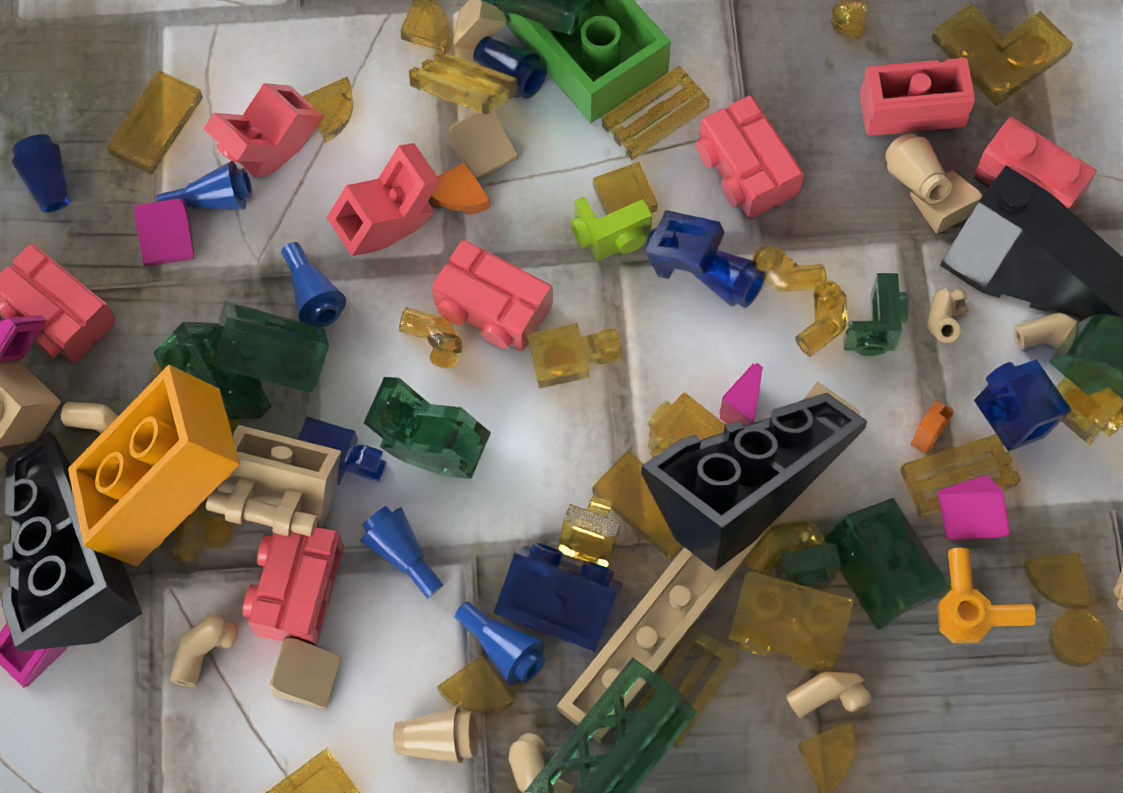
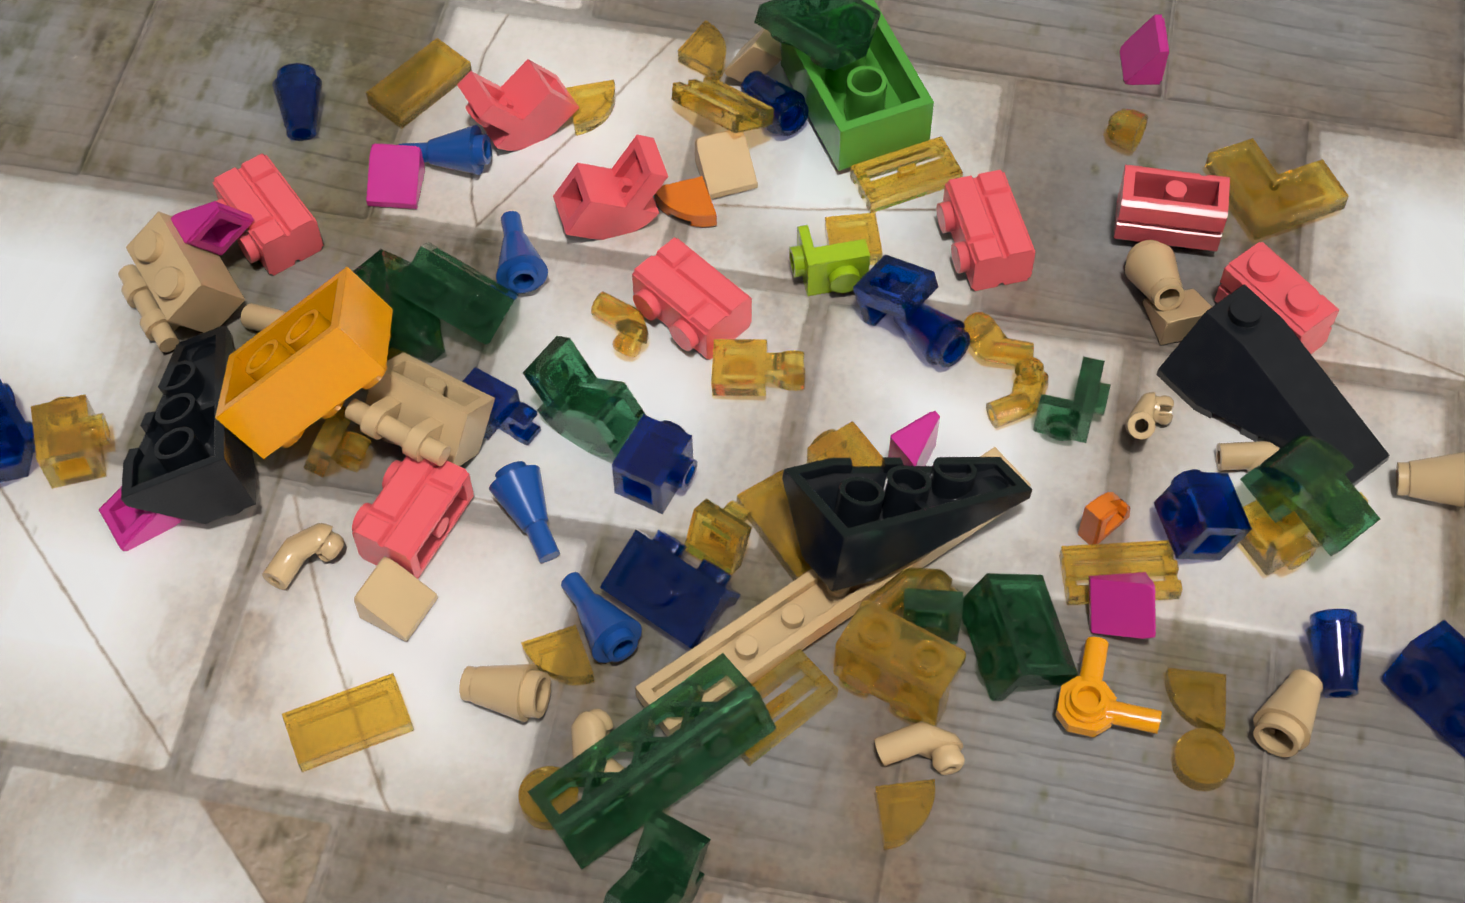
camera: 15 degrees right, 10 degrees down
(509, 475) = (654, 463): none -> clear blue brick

